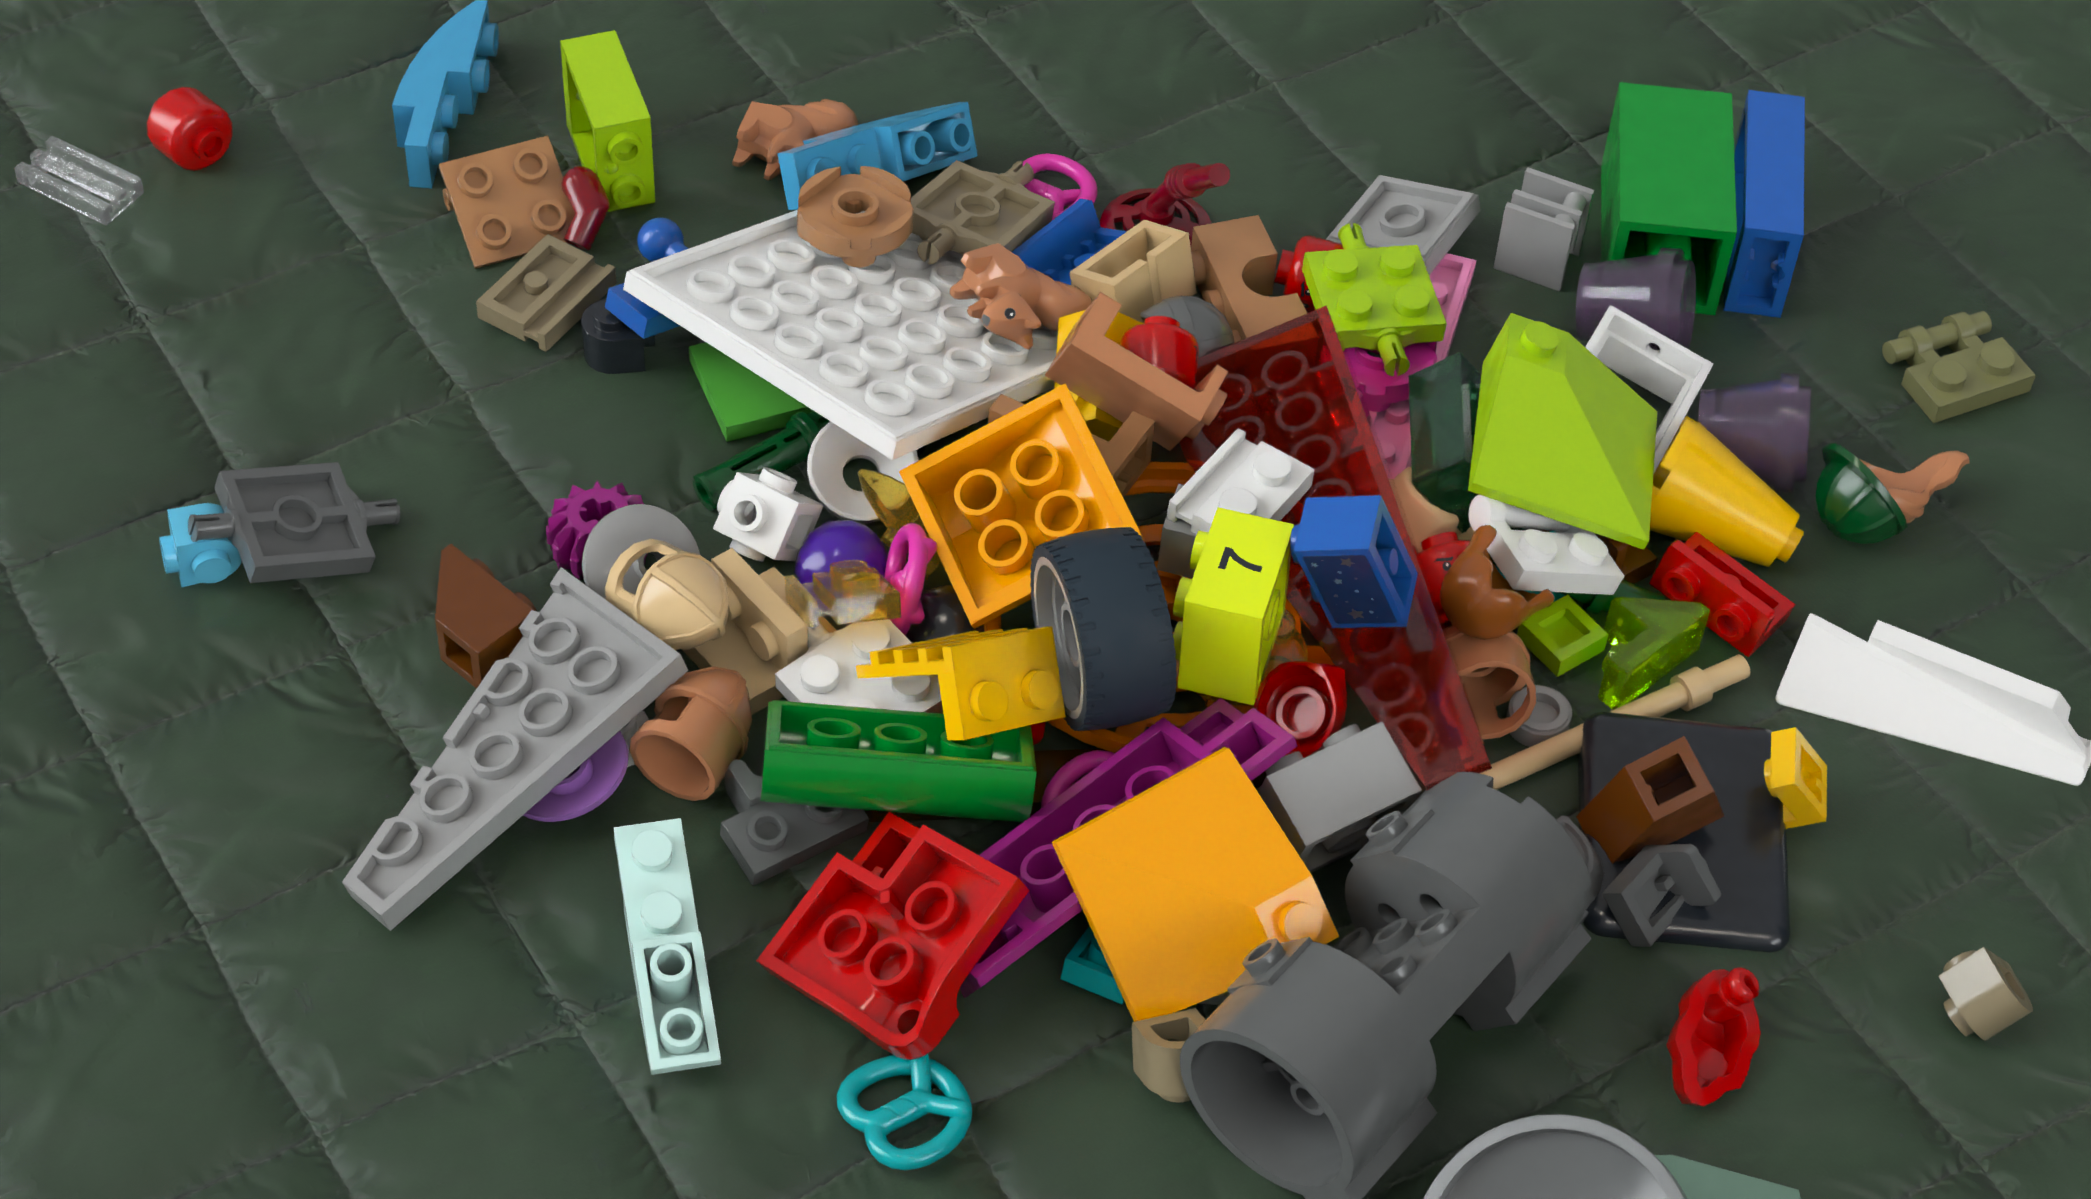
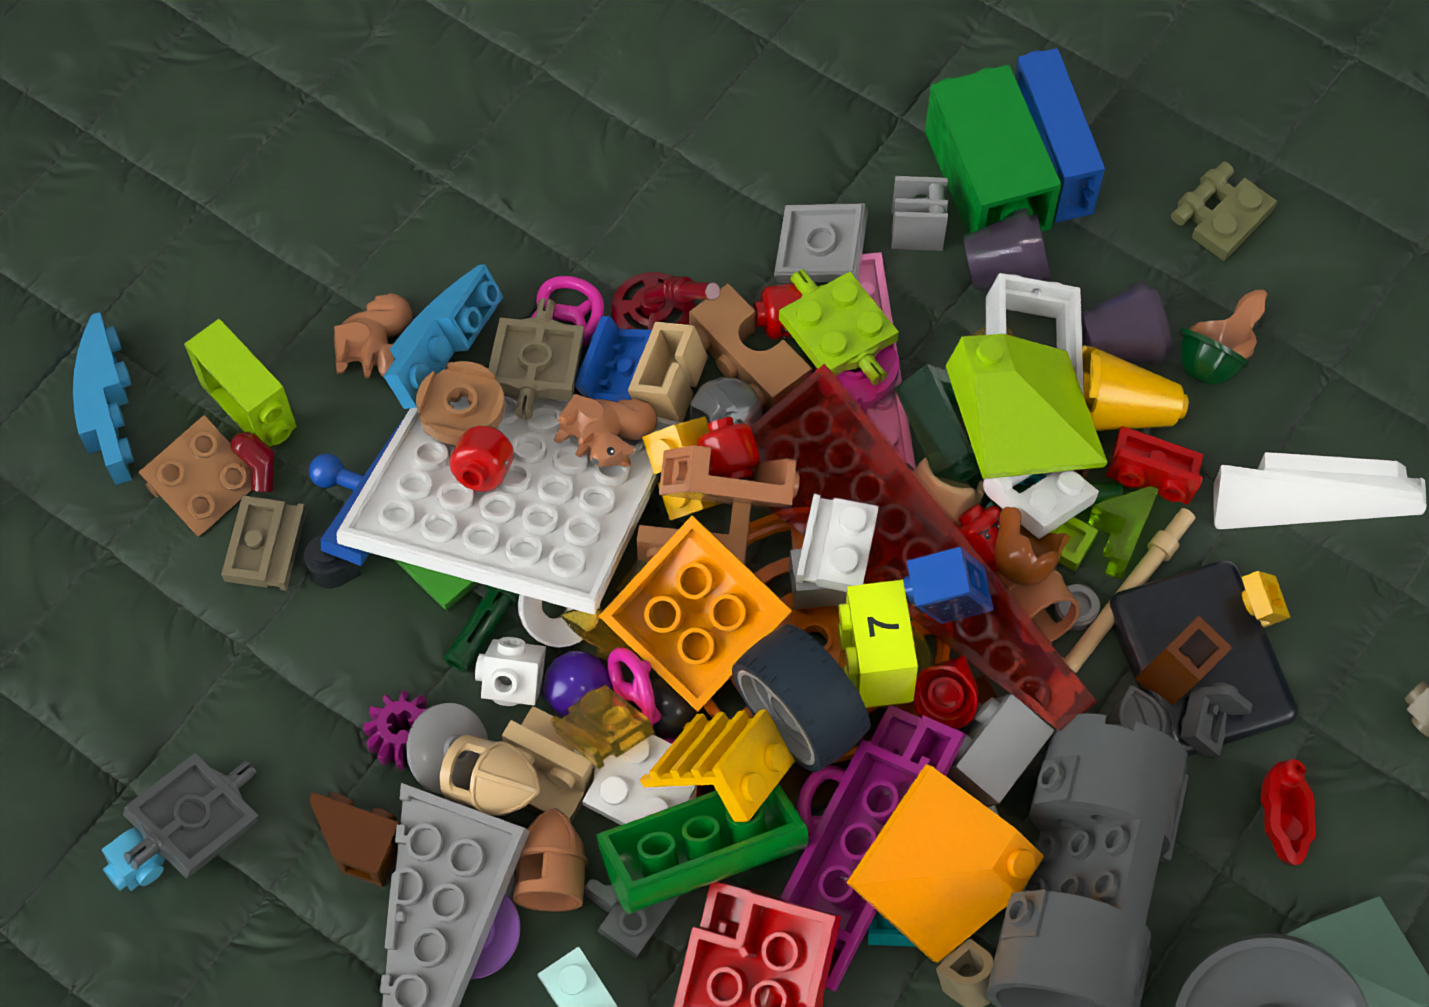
camera: 20 degrees left, 15 degrees up
(846, 264) = (482, 455): none -> red head

